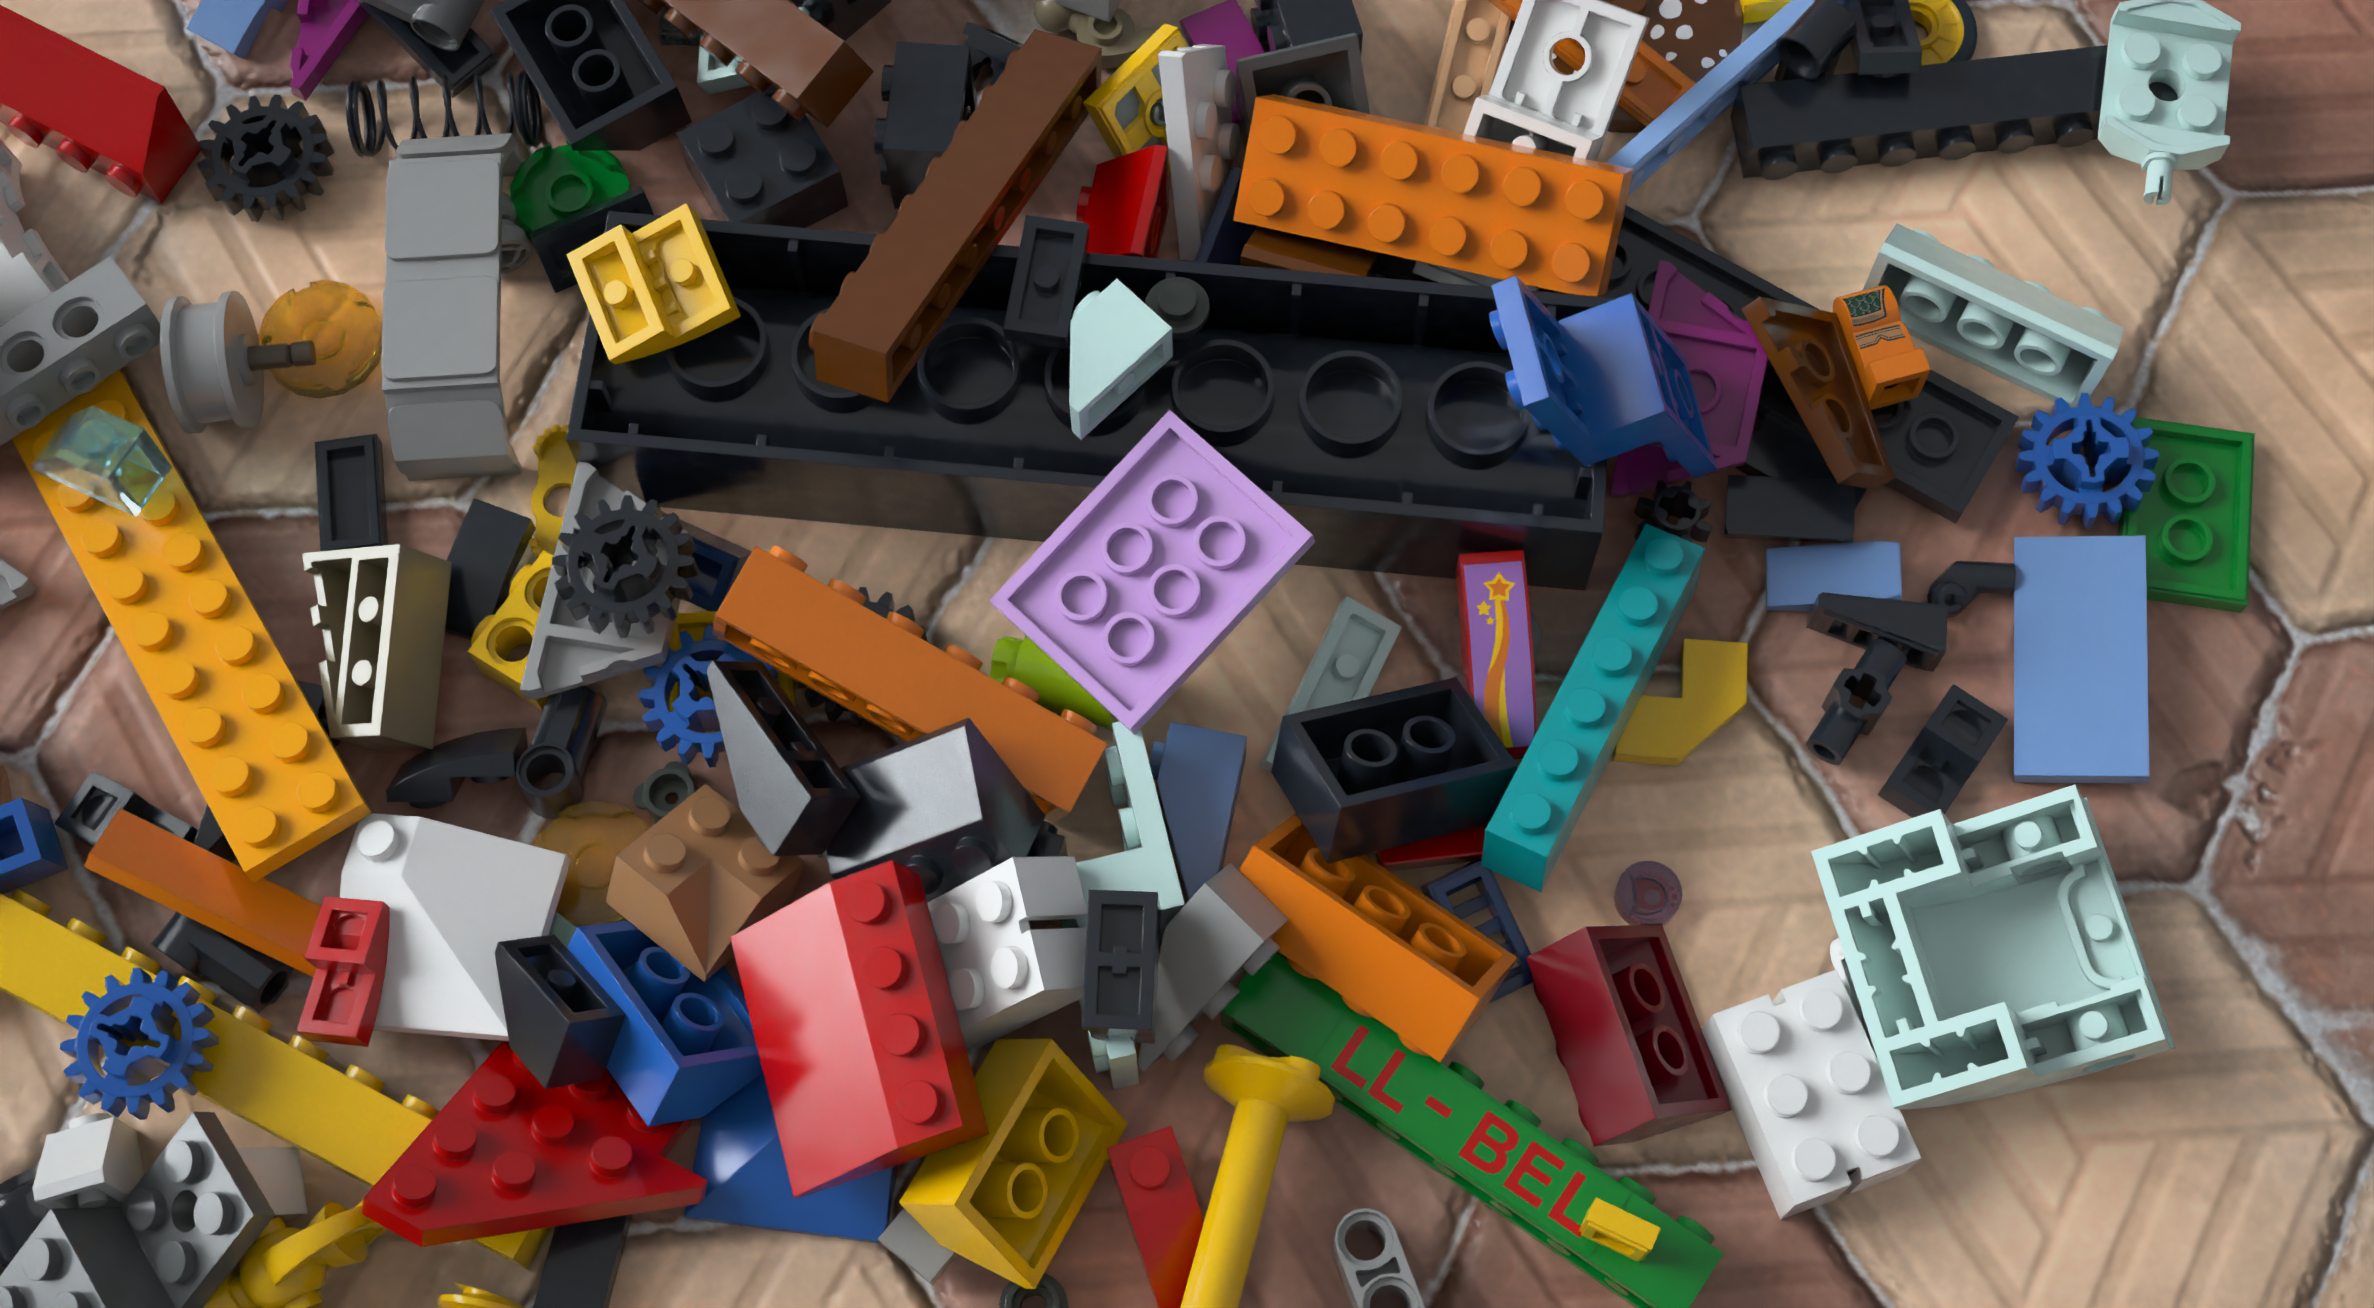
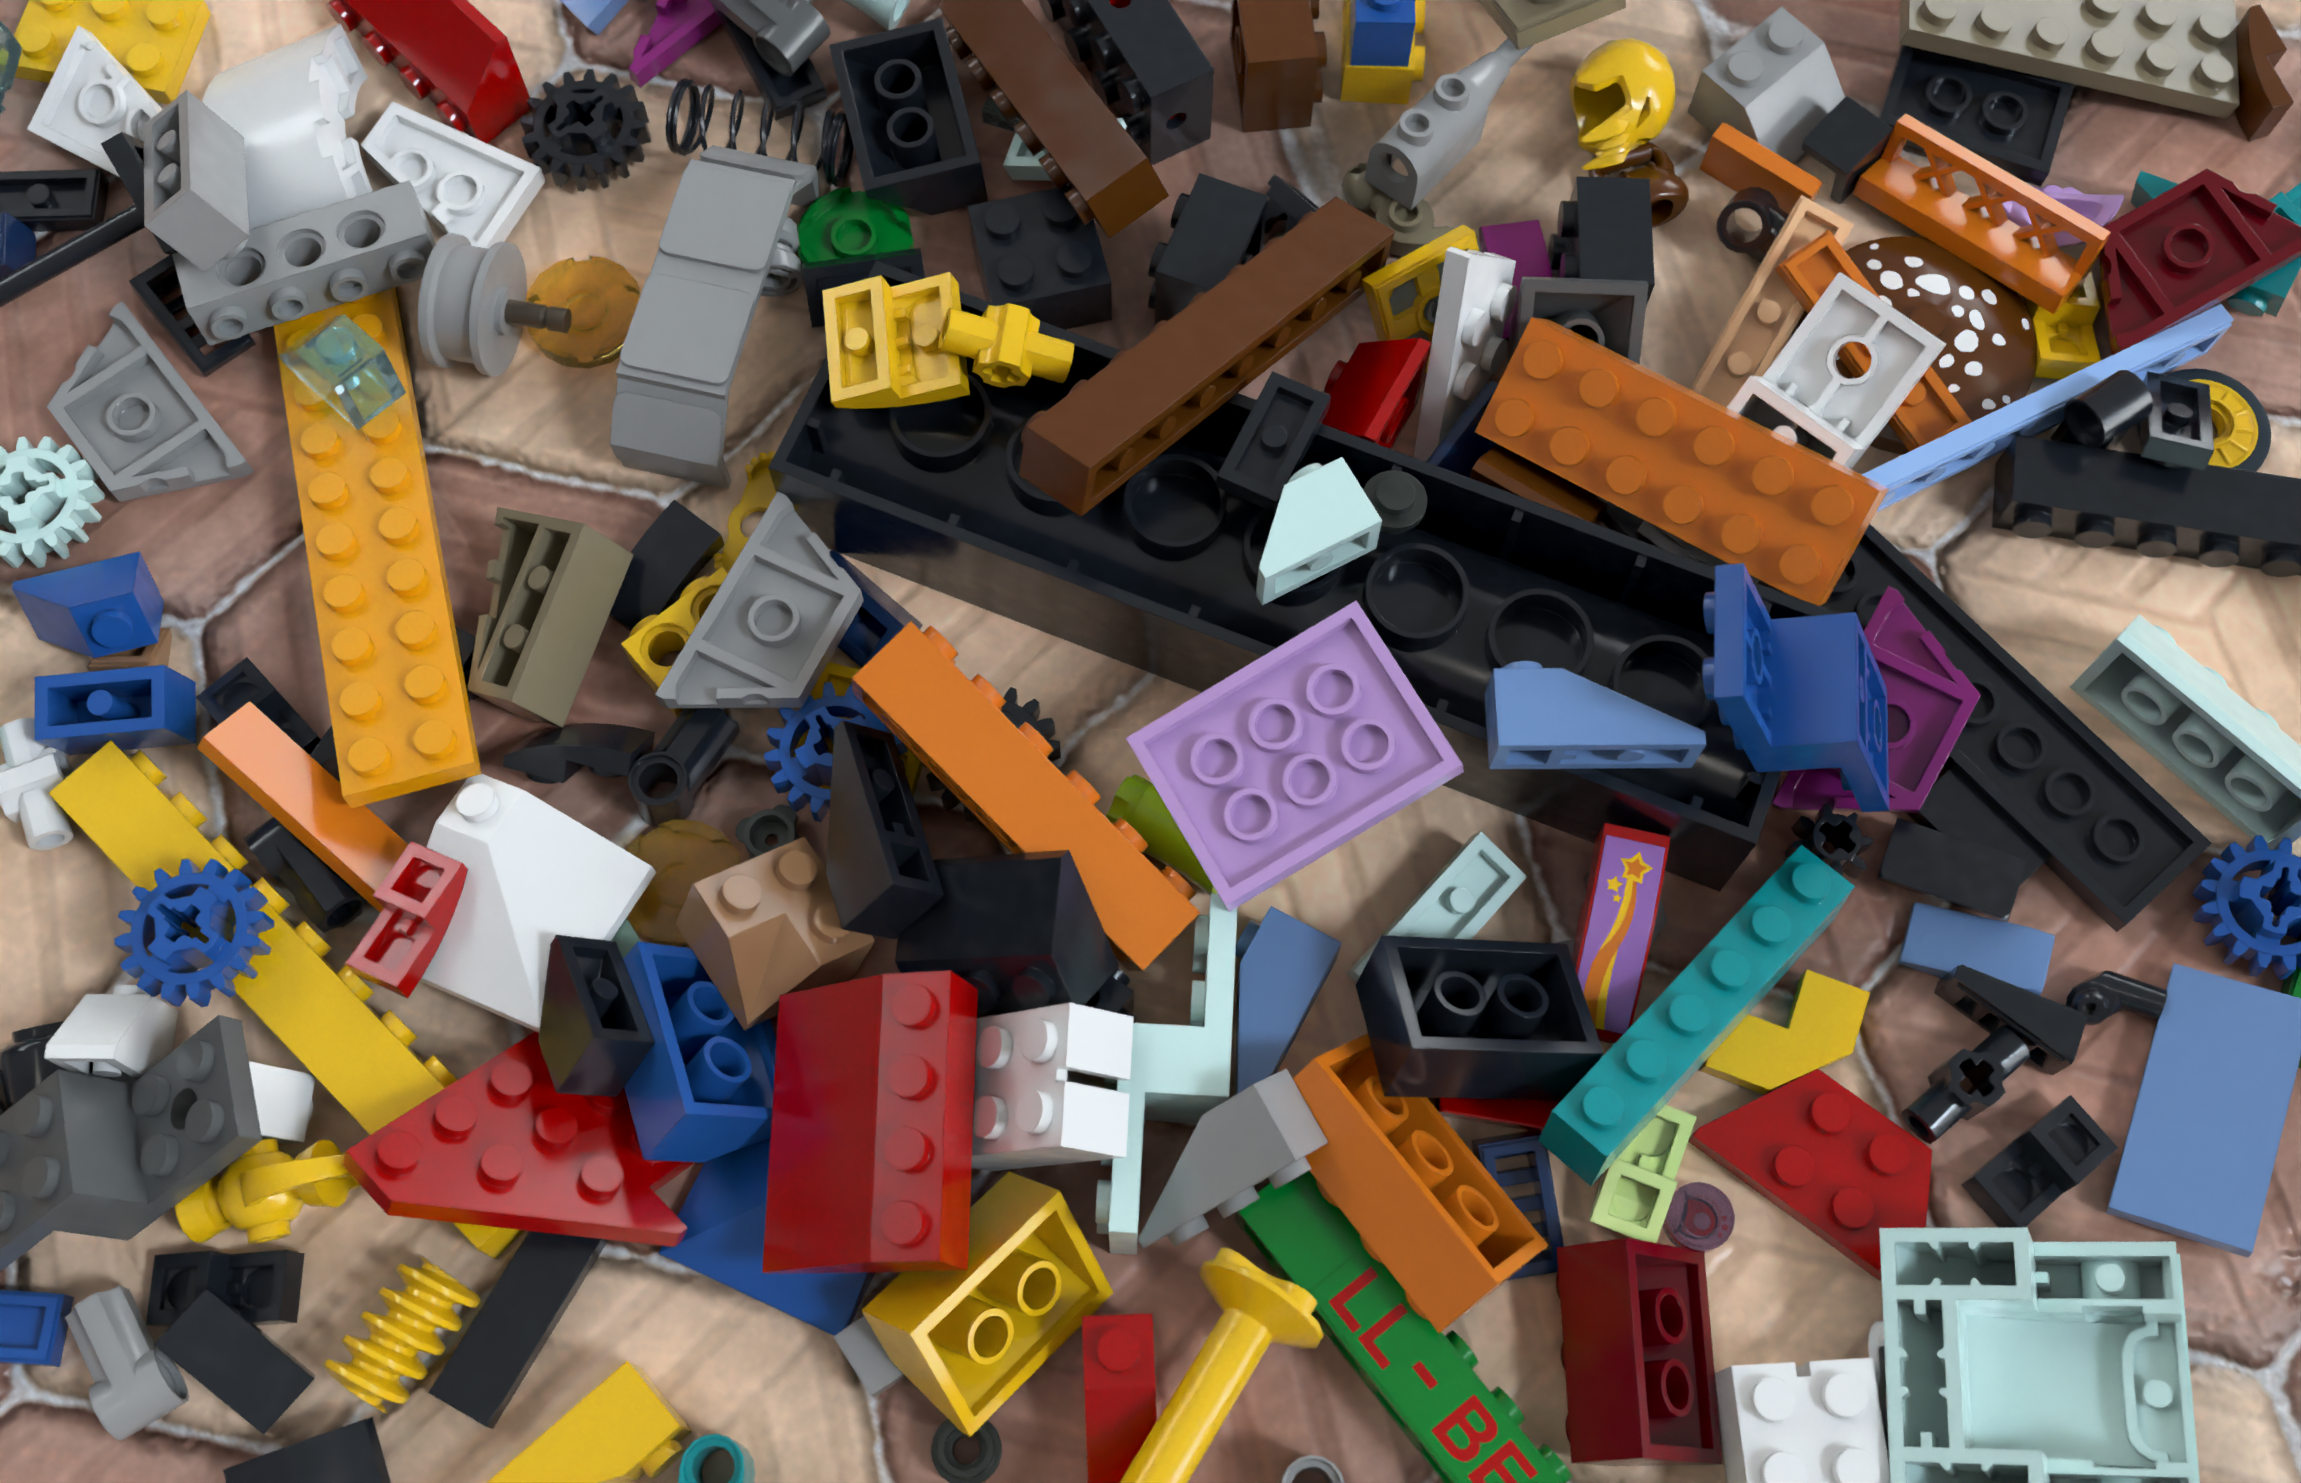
camera: 15 degrees right, 0 degrees up
(156, 241) = (456, 177): none -> white wing
(351, 493) = (565, 464): black tile -> none
(634, 591) = (787, 614): black gear -> none
(763, 259) = (1006, 345): none -> yellow axle
(1121, 964) = (1146, 1142): black hinge -> none
(1402, 467) = (1569, 722): none -> medium blue slope
(1587, 873) = (1641, 1181): none -> yellowish green slope
(1748, 810) = (1826, 1163): none -> red wing
(1824, 386) = (2021, 759): reddish brown wing -> none
(1881, 346) = (2087, 734): orange leg -> none

